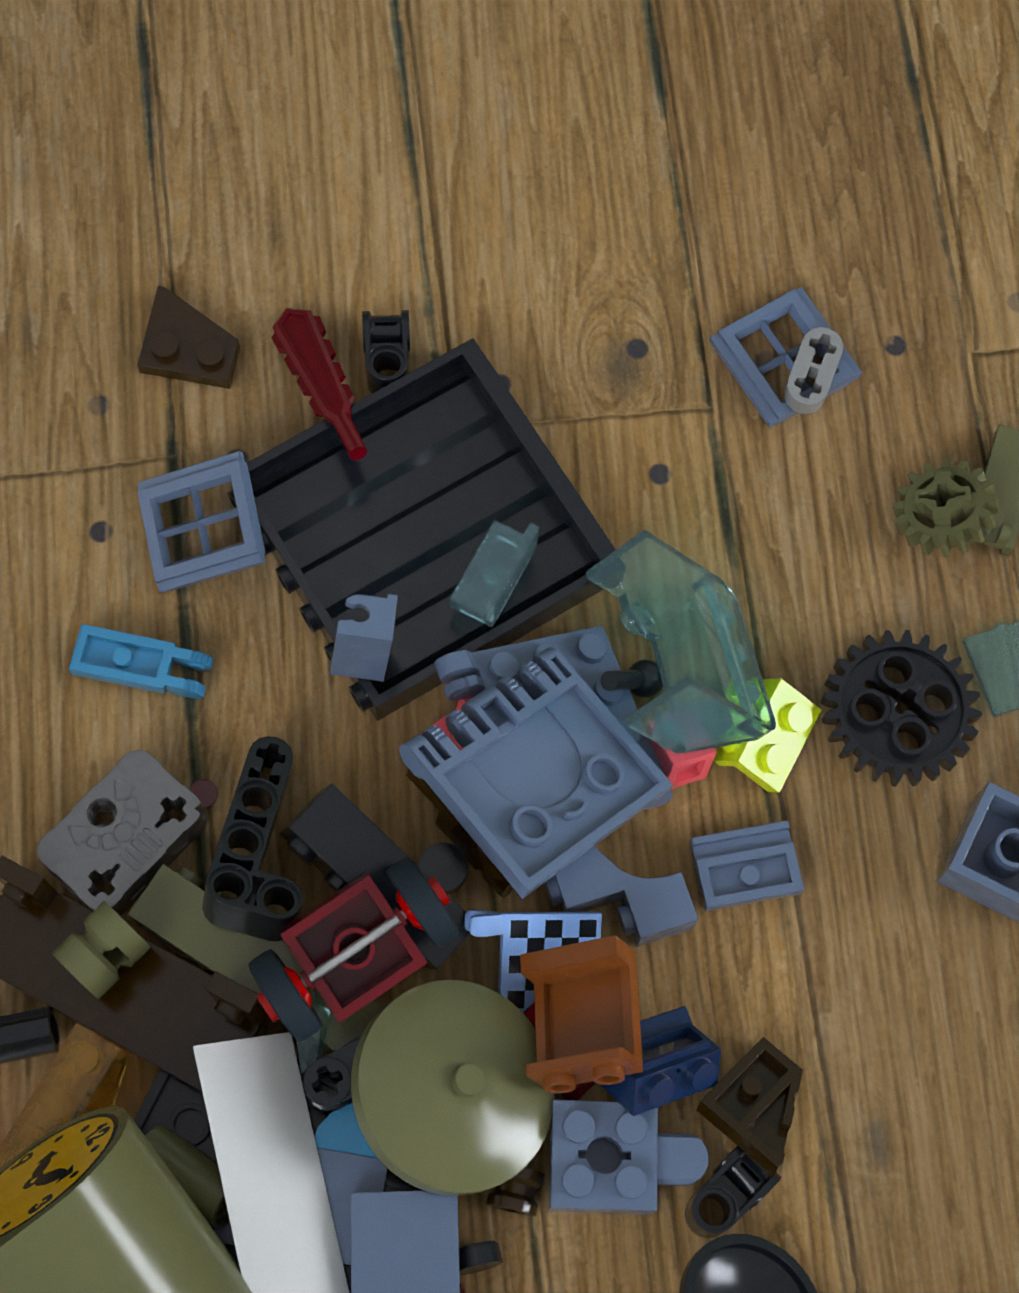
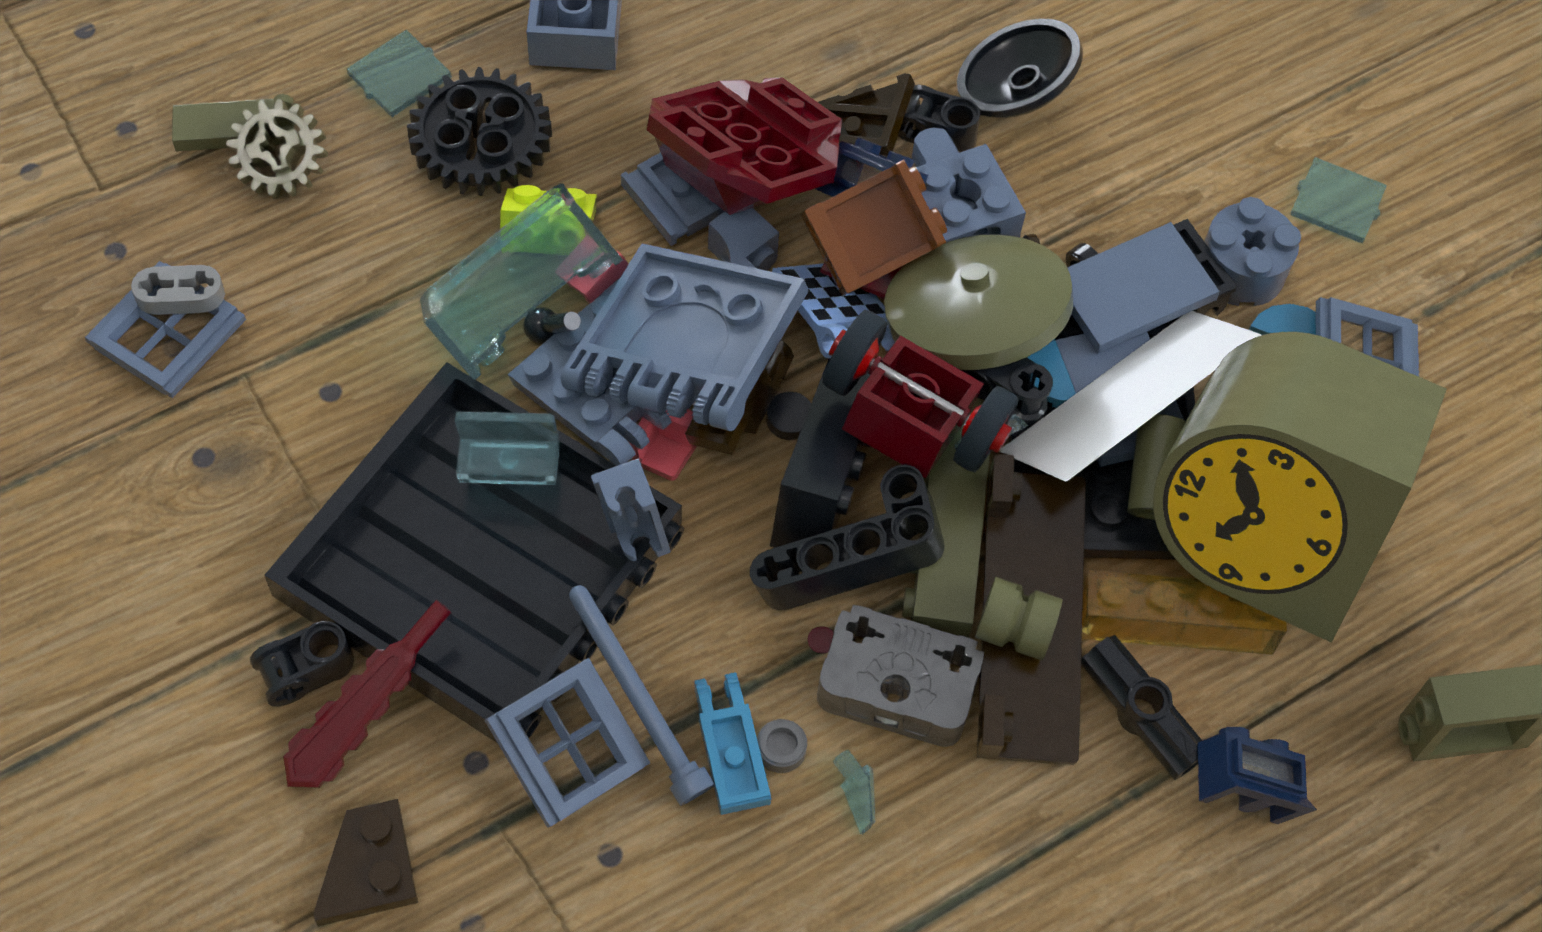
camera: 115 degrees left, 10 degrees down
(44, 753) = (858, 789): none -> clear light blue bar
(119, 708) = (782, 745): none -> flat silver tile
(123, 611) = (687, 777): none -> sand blue piece
(804, 950) = (746, 140): none -> dark red piece

